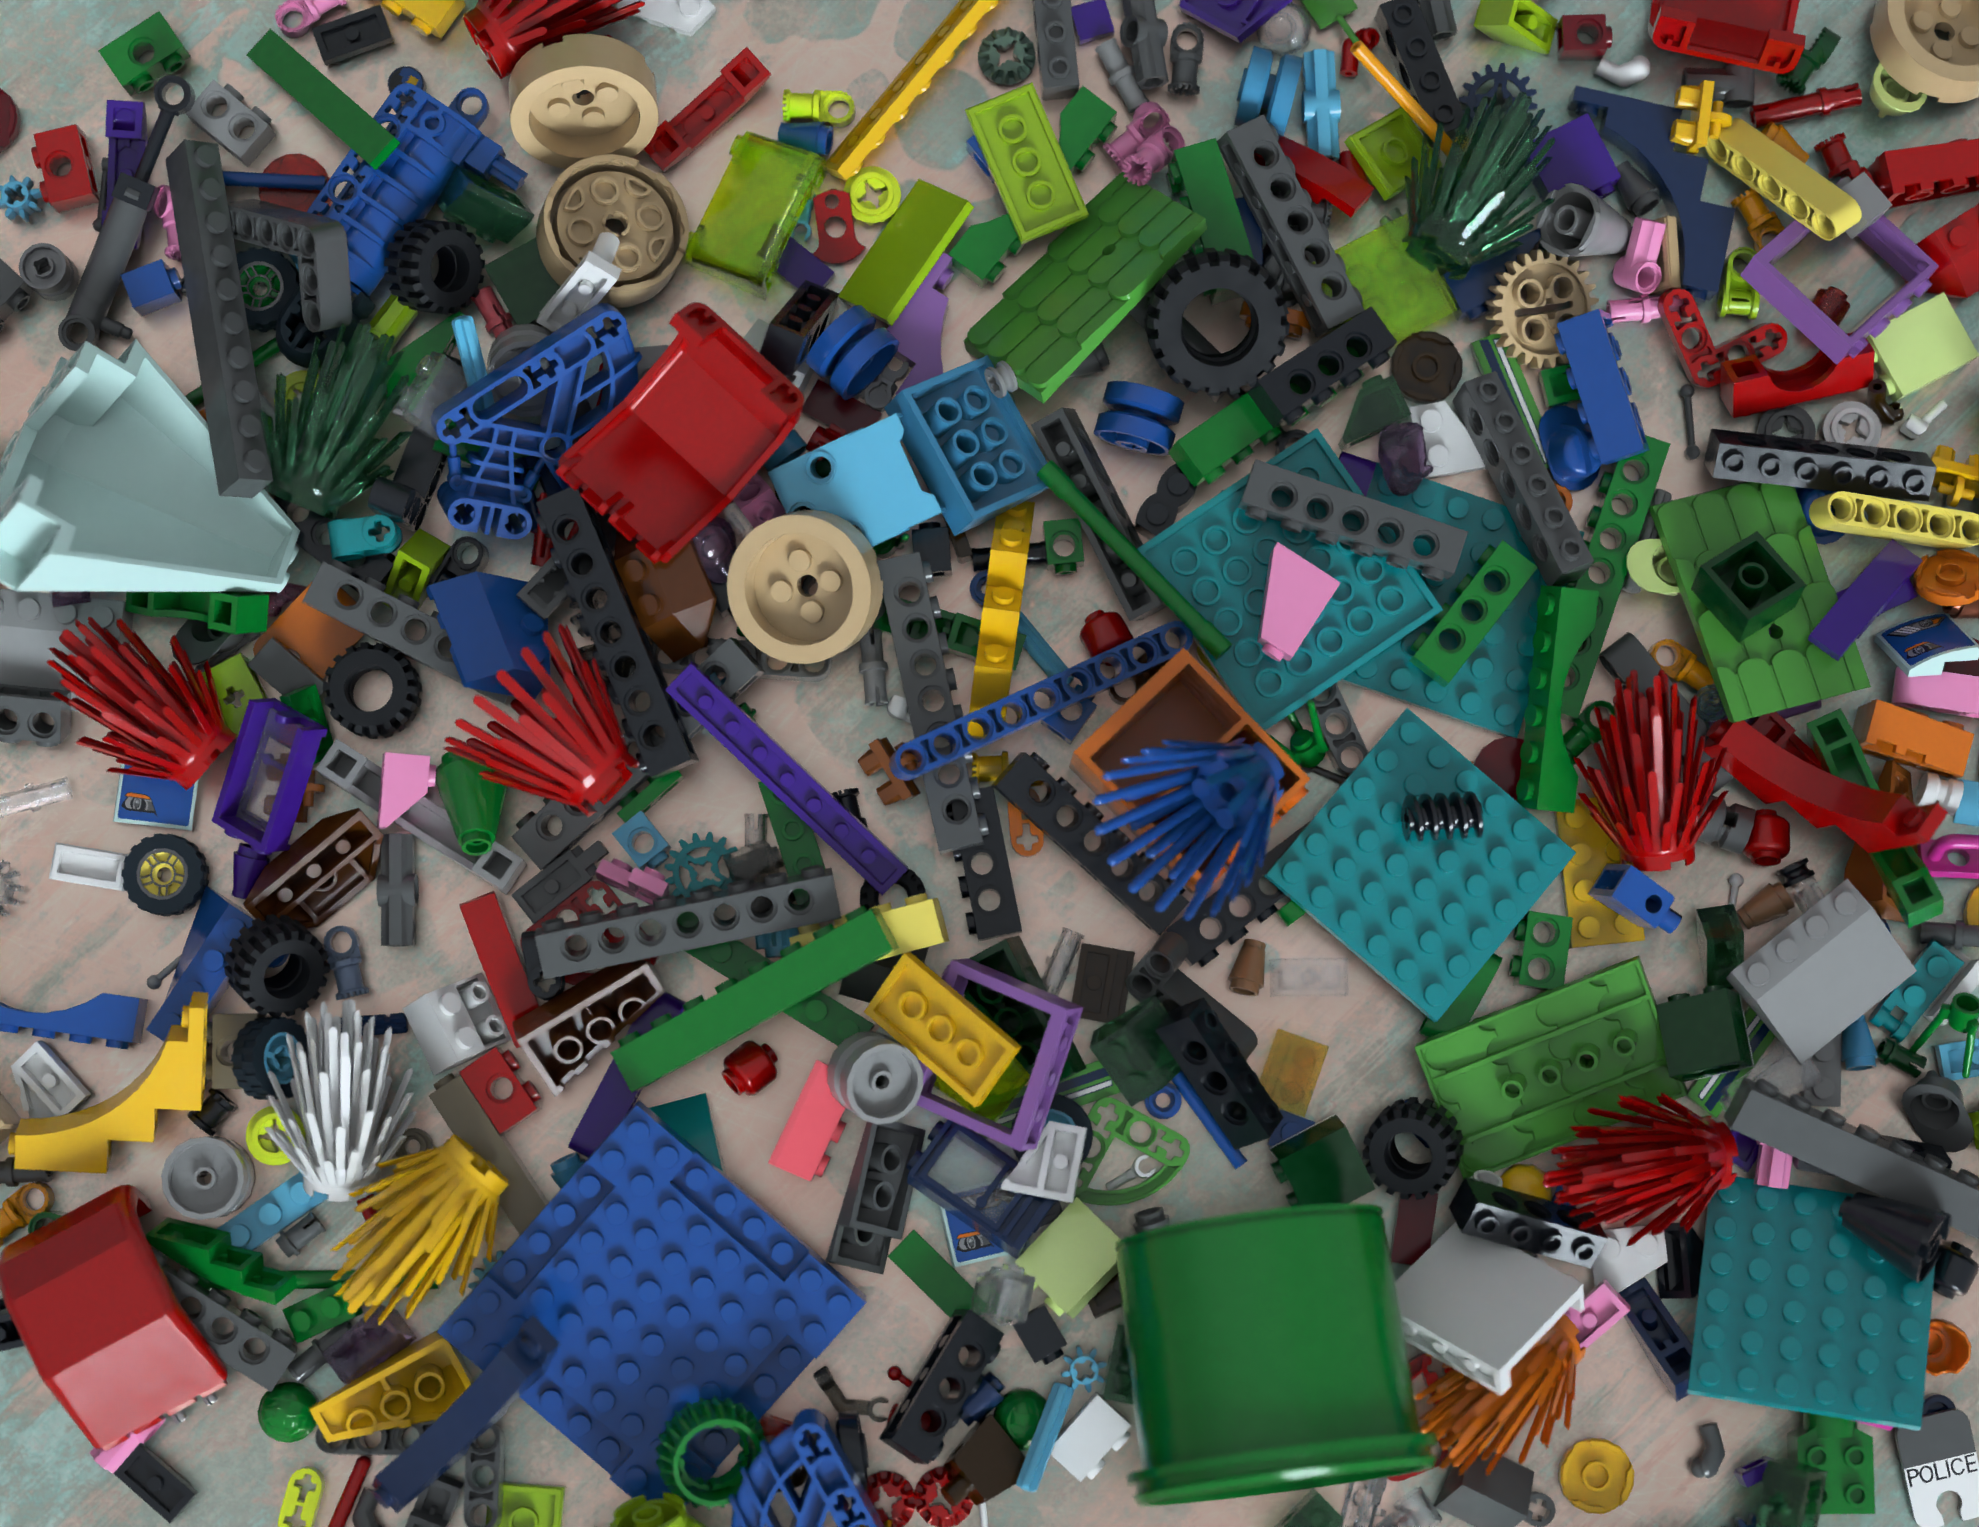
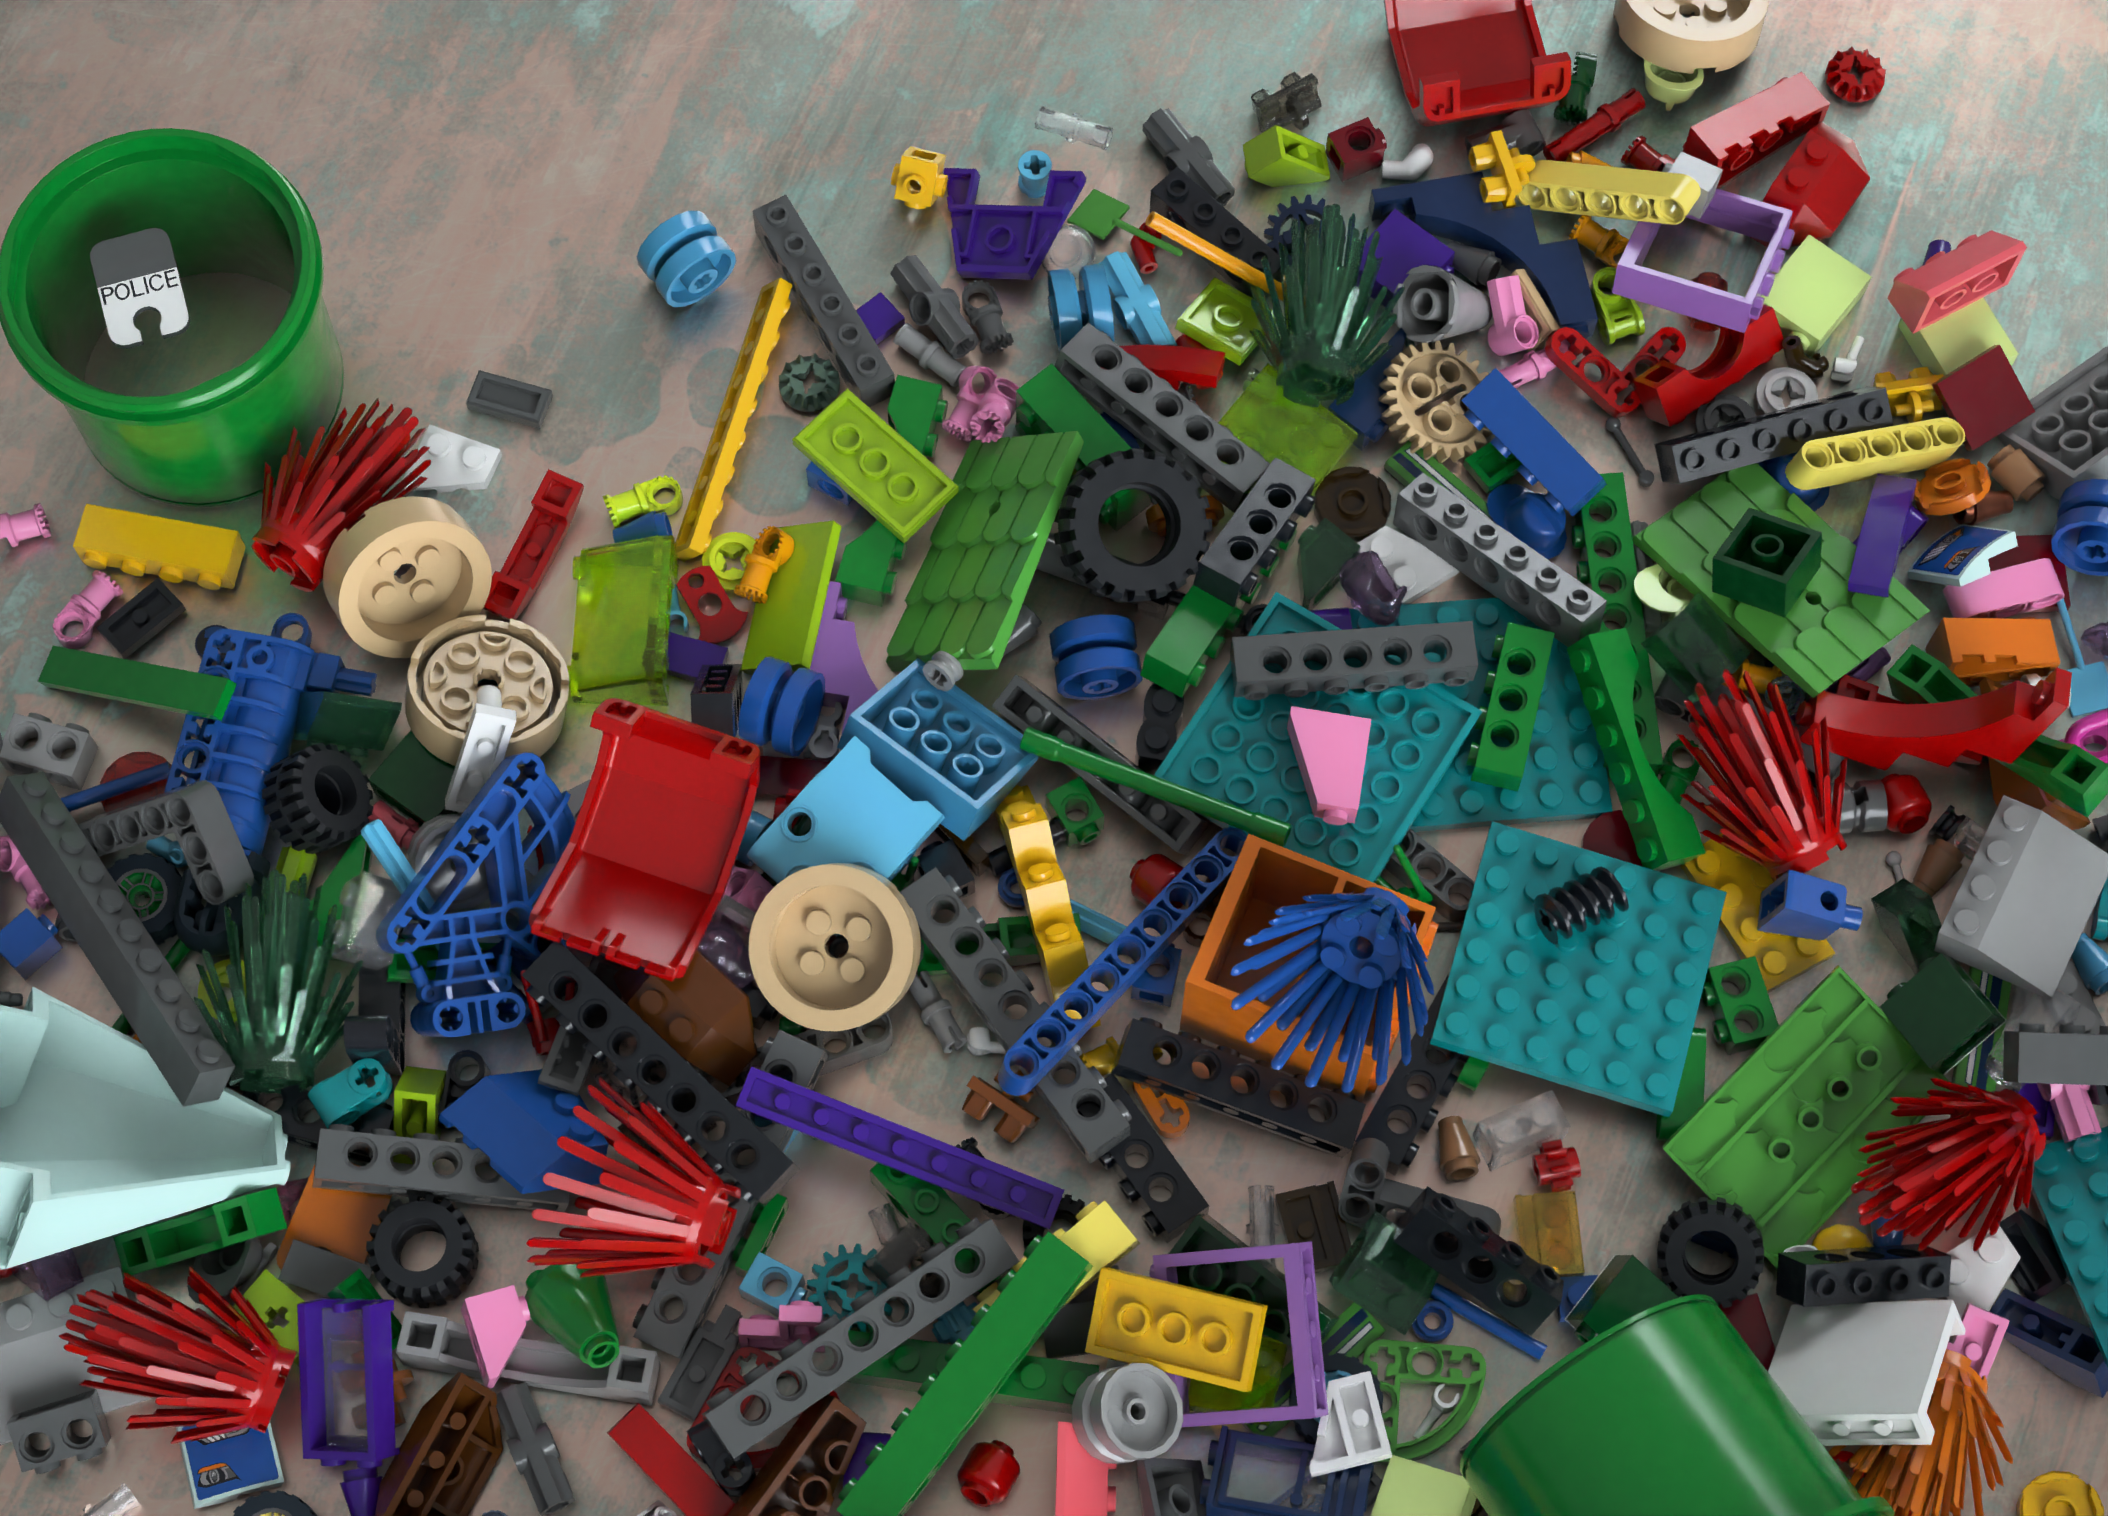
camera: 20 degrees left, 15 degrees down
(894, 210) = (762, 564): none -> light orange connector
(1323, 1019) = (1556, 1166): none -> red gear
(1654, 632) = (1696, 647): none -> clear green slope

